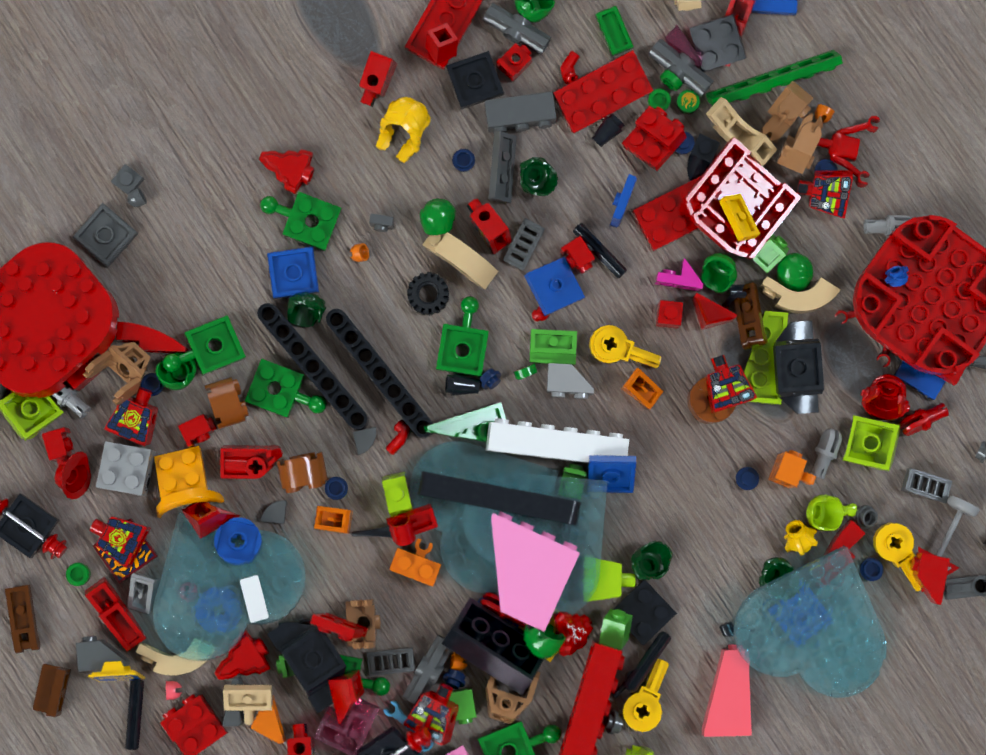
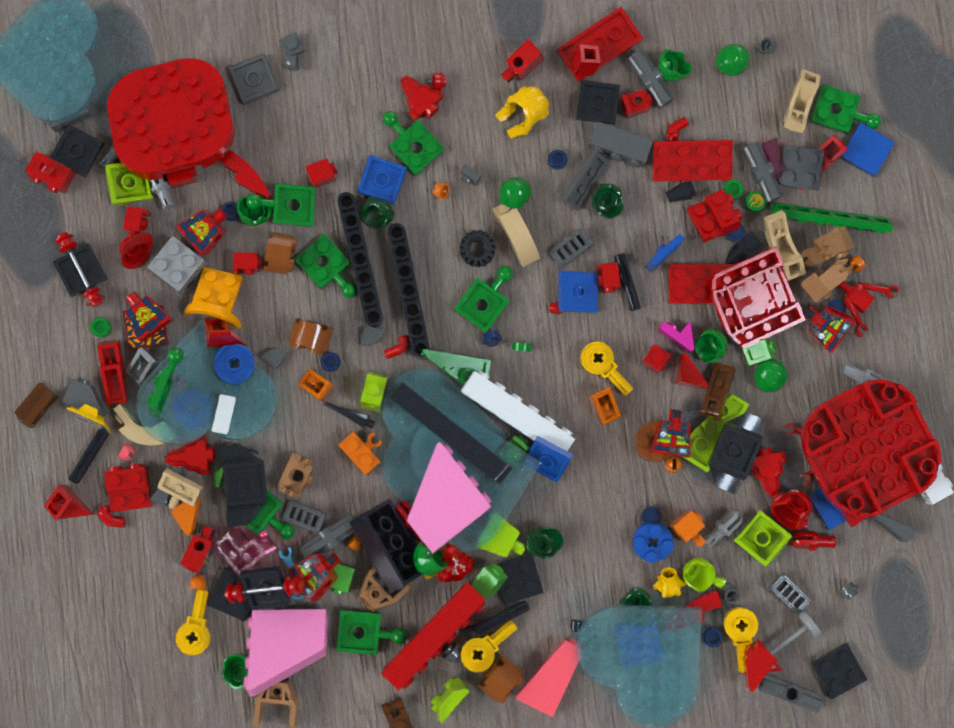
camera: 25 degrees right, 0 degrees up
(22, 618) = (41, 339): reddish brown plate -> none
(119, 360) = (215, 179): medium nougat piece -> none
(176, 597) = (164, 383): none -> green plate
(226, 297) = (321, 173): none -> red brick
(238, 459) = (265, 303): red piece -> none
(299, 140) = (438, 81): none -> red plate
(345, 691) = (256, 521): red slope -> none
(346, 629) = (280, 472): red plate -> none
(410, 523) = (371, 418): red plate -> none
(454, 679) = (346, 555): dark blue plate -> none
(461, 385) = (467, 331): black cone -> none
(489, 225) = (551, 220): red torso -> none
(553, 346) = (553, 338): bright green plate -> none
(565, 379) = (549, 368): light grey slope -> none
(614, 31) = (725, 118): green tile -> none
(671, 80) = (750, 178): green tile -> none
(678, 724) = (500, 679): none -> dark orange brick
(736, 291) = (716, 367): black hand -> none
(737, 416) = (669, 464): none -> orange hinge
(739, 217) = (748, 311): yellow plate -> none
(757, 491) = (656, 552): none -> blue plate
(799, 302) = (762, 400): tan arch -> none
(840, 369) = (768, 468): none -> red rock
(897, 276) = (849, 418): blue plate -> none

